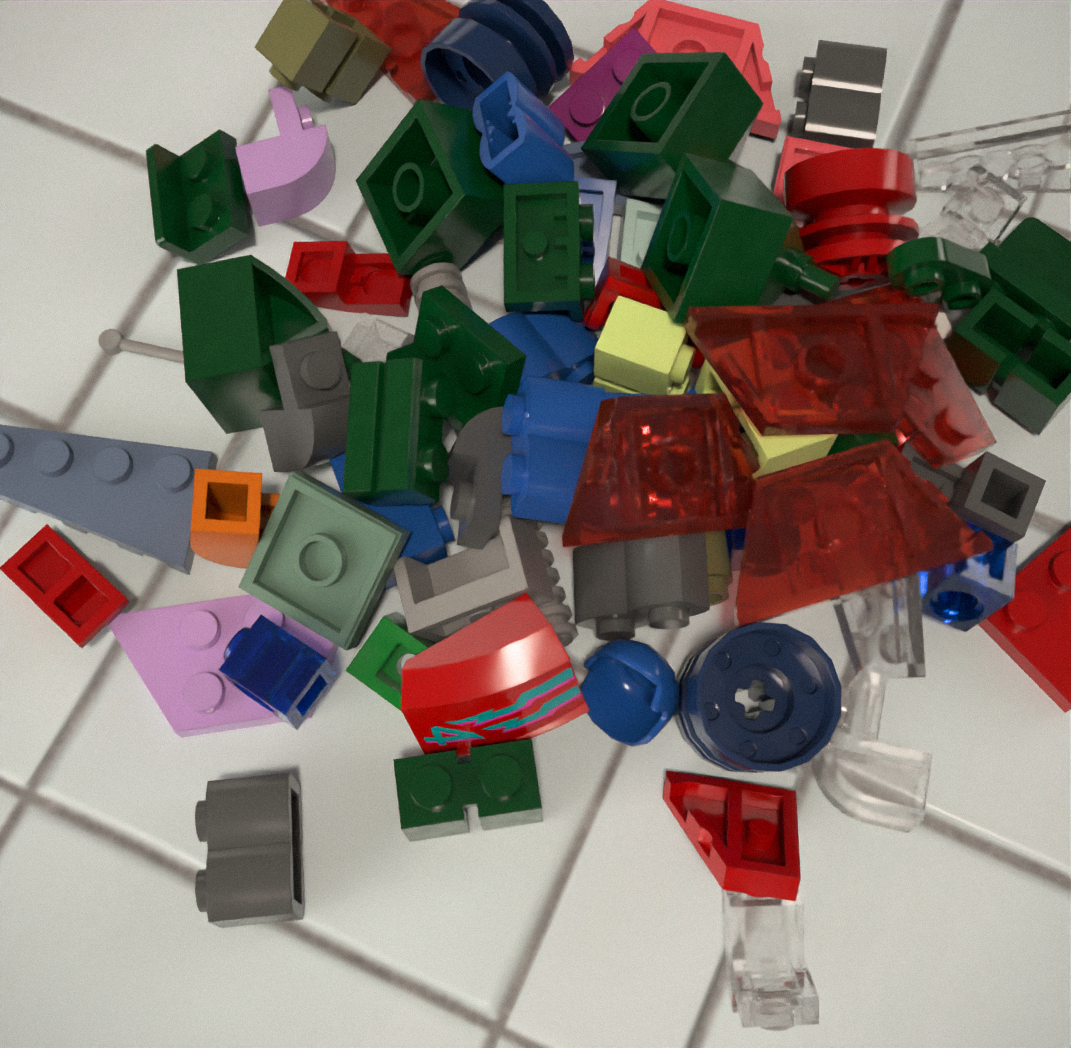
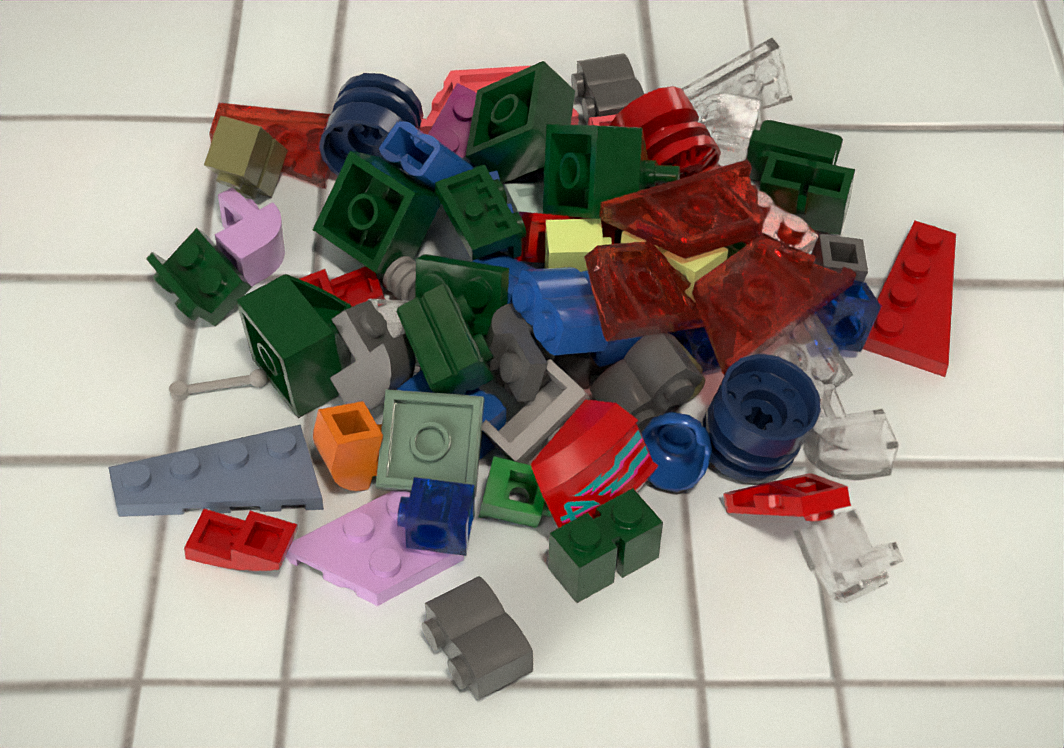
camera: 30 degrees left, 20 degrees down
(939, 272) = (734, 143): dark green plate -> none

